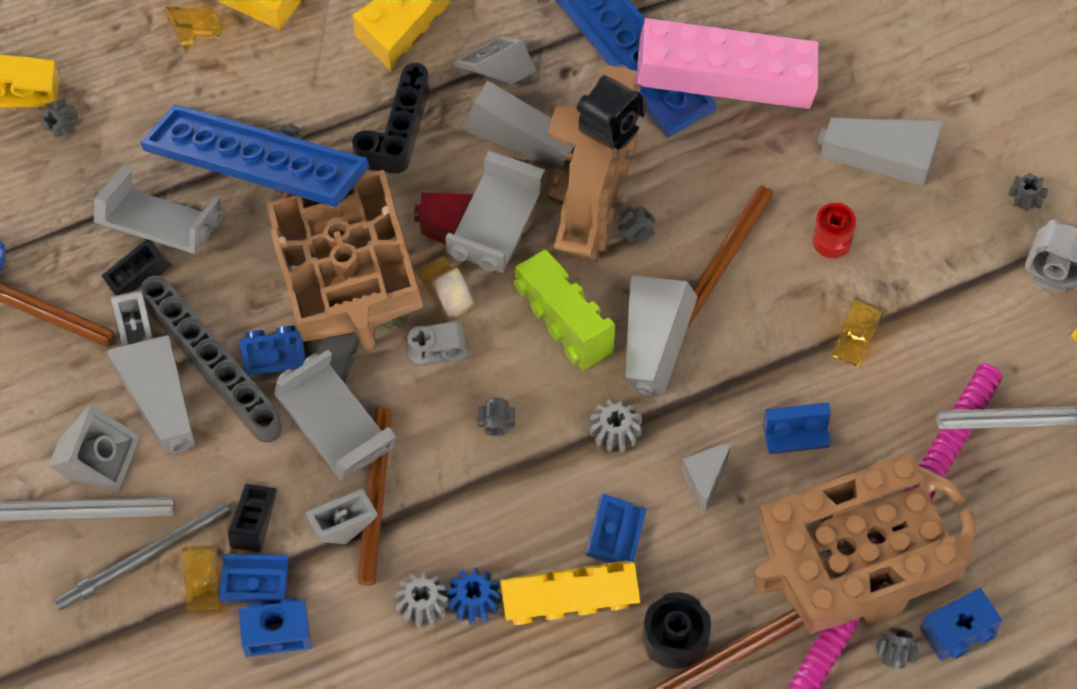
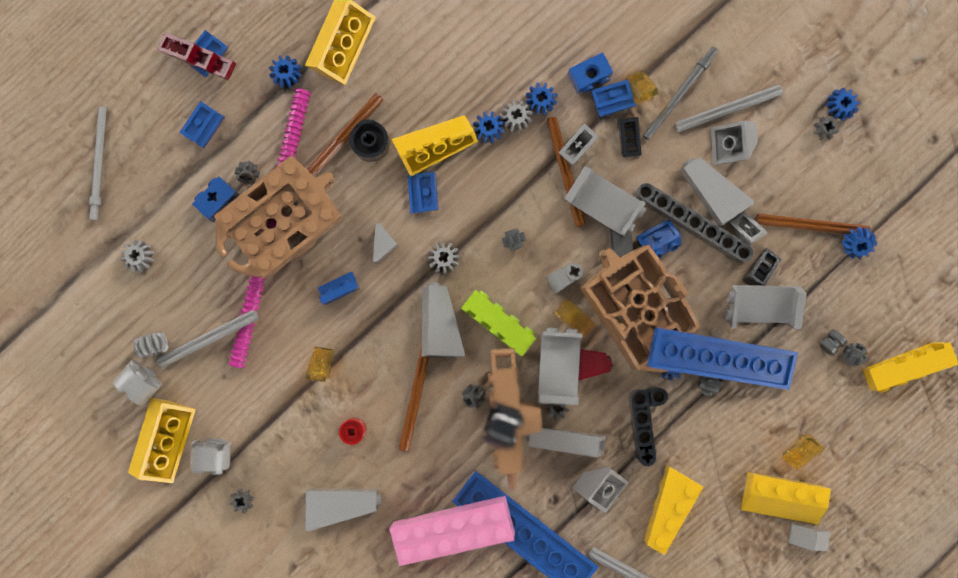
camera: 160 degrees right, 25 degrees up
(89, 140) = (832, 342): none -> dark grey wheel
(372, 623) = (534, 96): none -> blue gear

